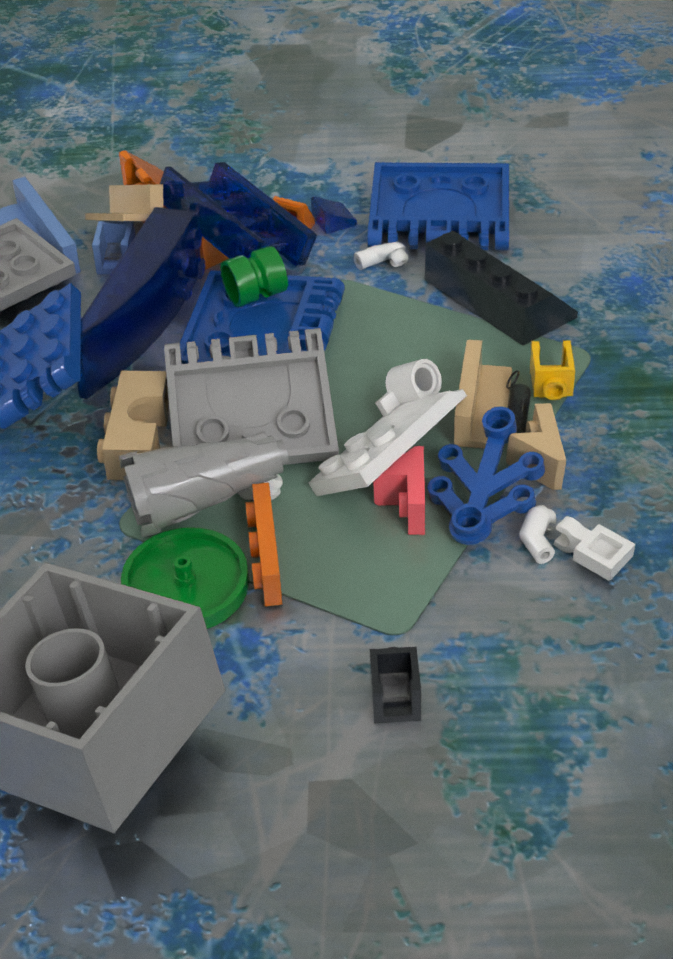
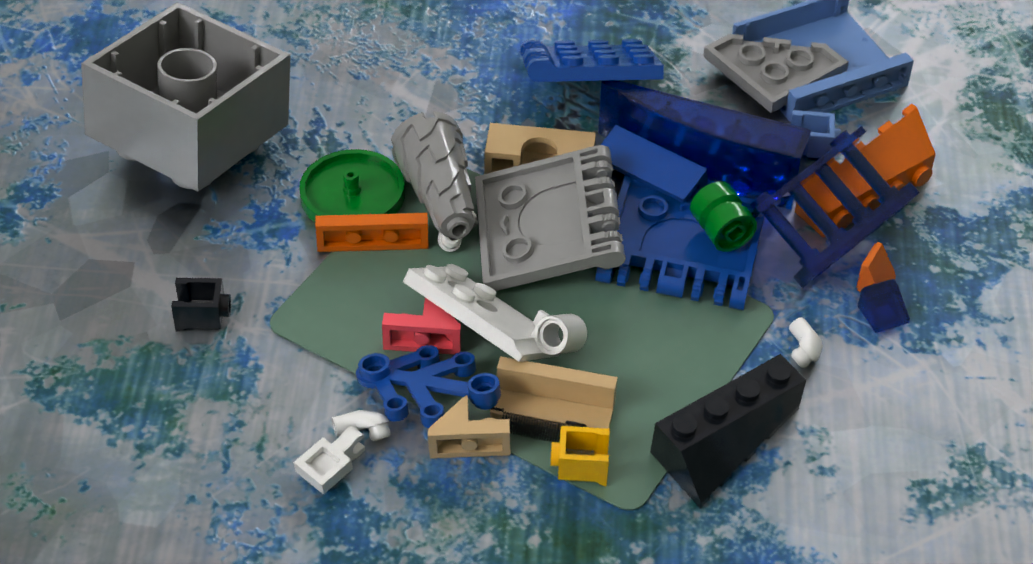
camera: 90 degrees right, 5 degrees up
(130, 203) = (829, 124): tan panel -> none
(176, 323) = (654, 165): none -> blue panel
(440, 200) = (908, 399): blue hinge -> none

